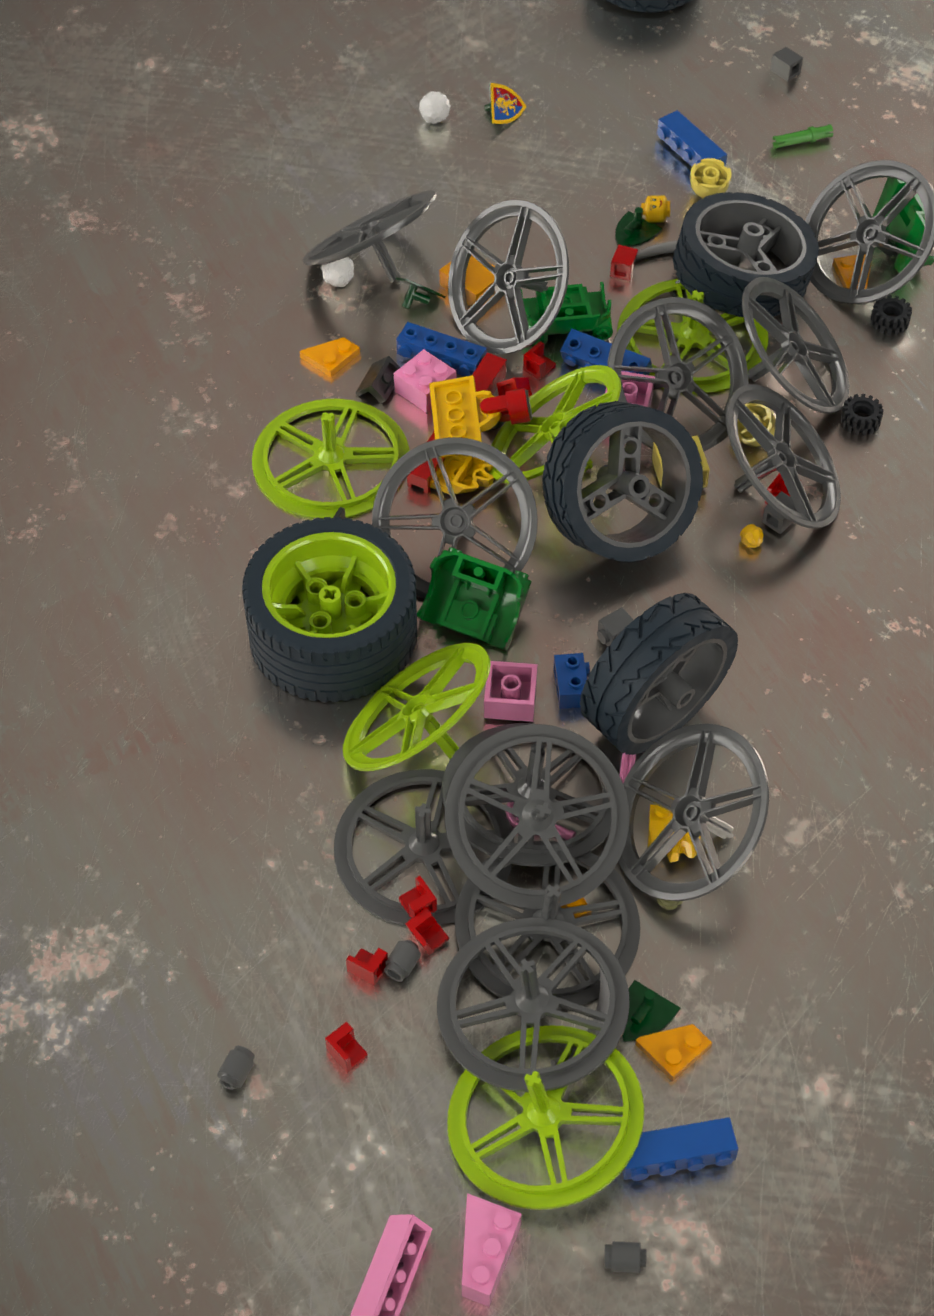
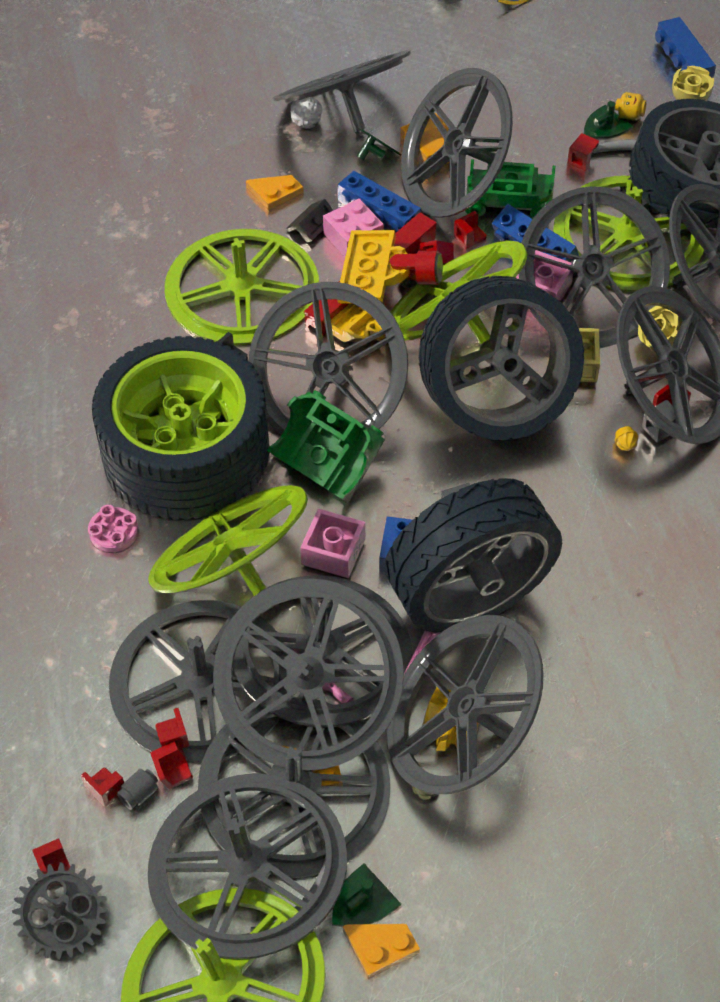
camera: 15 degrees right, 0 degrees up
(288, 722) = (113, 529): none -> bright pink tile
(365, 1112) = (46, 934): none -> dark grey gear

